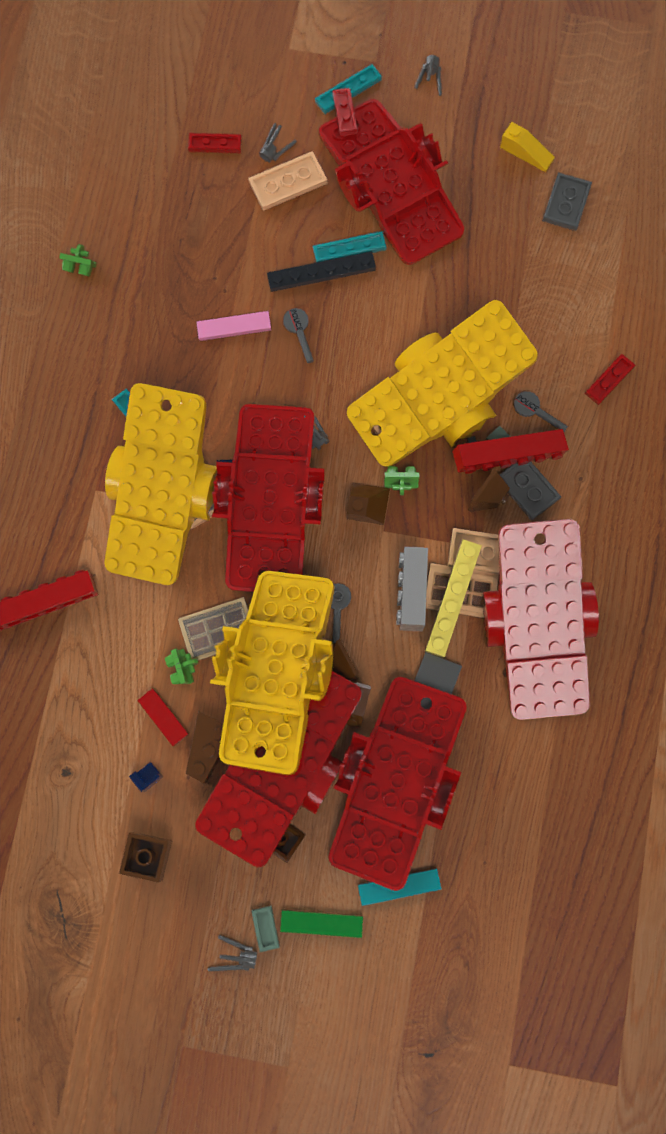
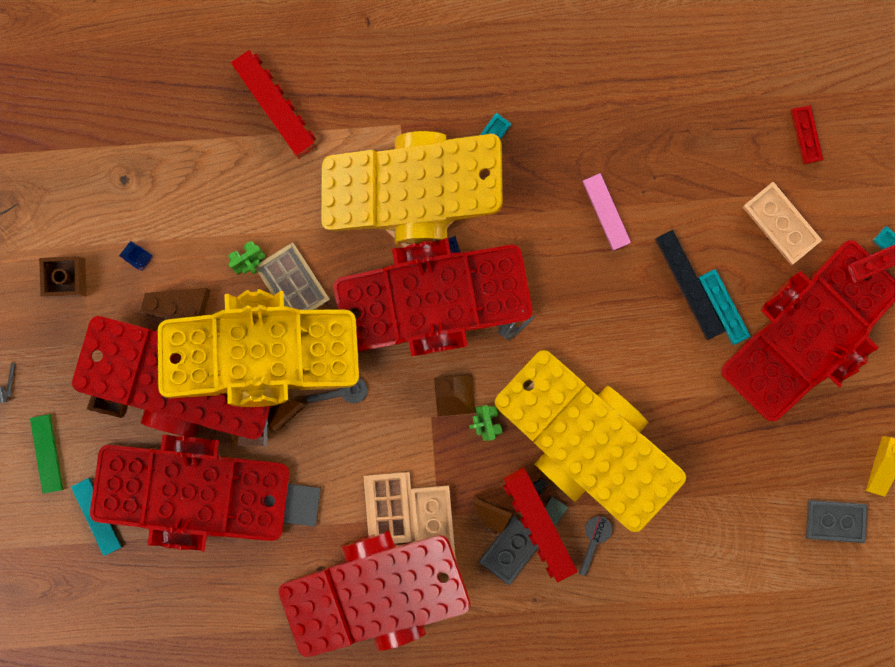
camera: 70 degrees right, 10 degrees up
(85, 264) = (633, 24): bright green hips -> none
(163, 717) = (196, 255): red tile -> none
(265, 928) = (30, 403): sand green tile -> none
(268, 151) = (811, 193): dark grey plant -> none
(296, 322) = (626, 274): dark grey piece -> none
(413, 589) = (374, 462): light grey brick -> none
(453, 598) = (375, 503): light yellow brick -> none
(610, 379) = (647, 608): red tile -> none

